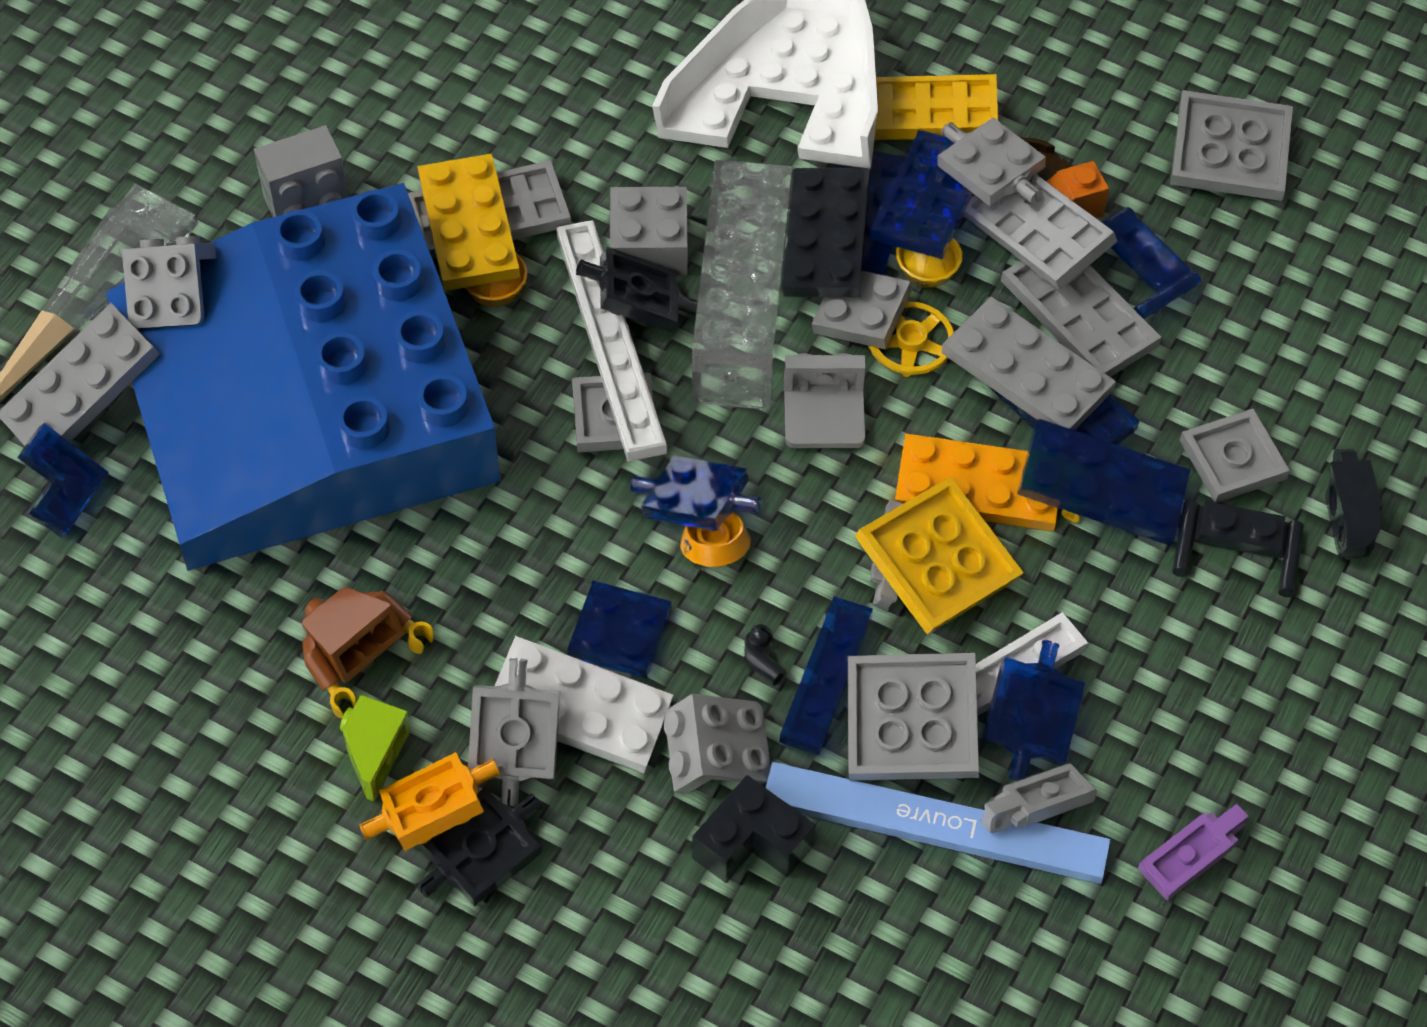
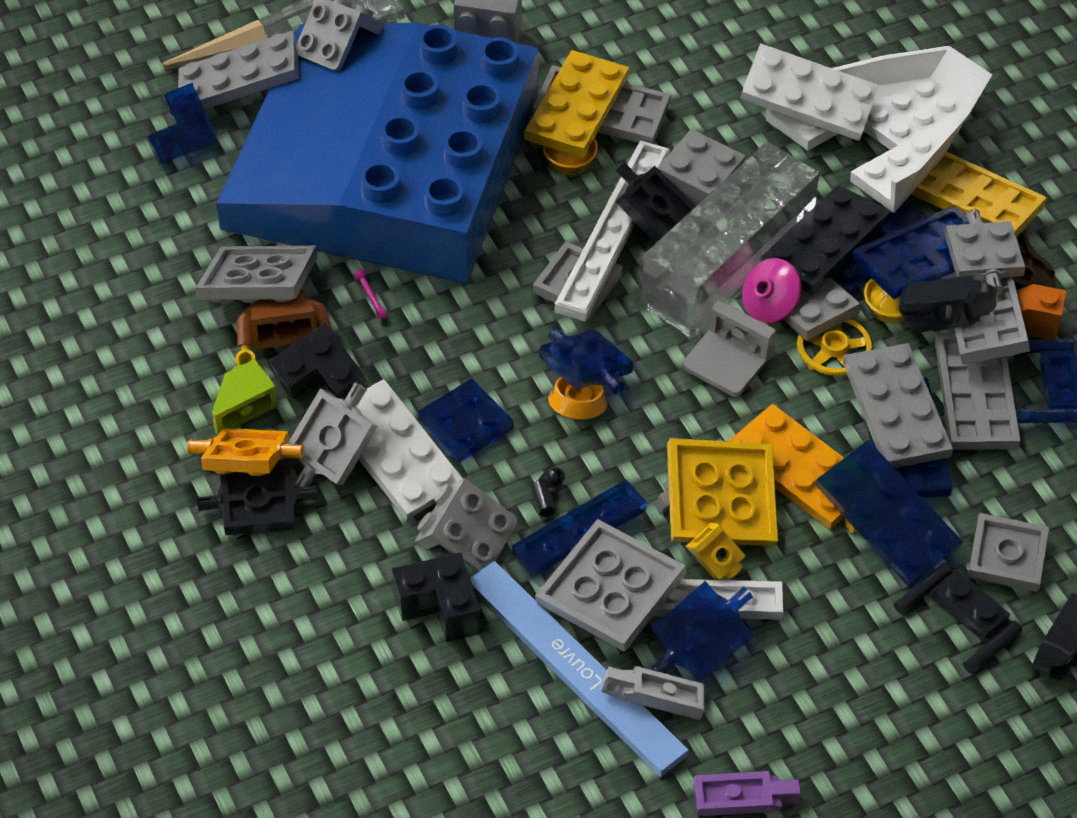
camera: 35 degrees right, 5 degrees down
(285, 598) = (256, 273): none -> light grey plate
(385, 536) = (361, 275): none -> dark pink hinge
(436, 650) = (316, 359): none -> black brick
(695, 85) = (809, 92): none -> white plate
(834, 310) = (782, 290): none -> dark pink dish
(983, 619) = (708, 543): none -> yellow brick
(1001, 236) = (946, 303): none -> black piece

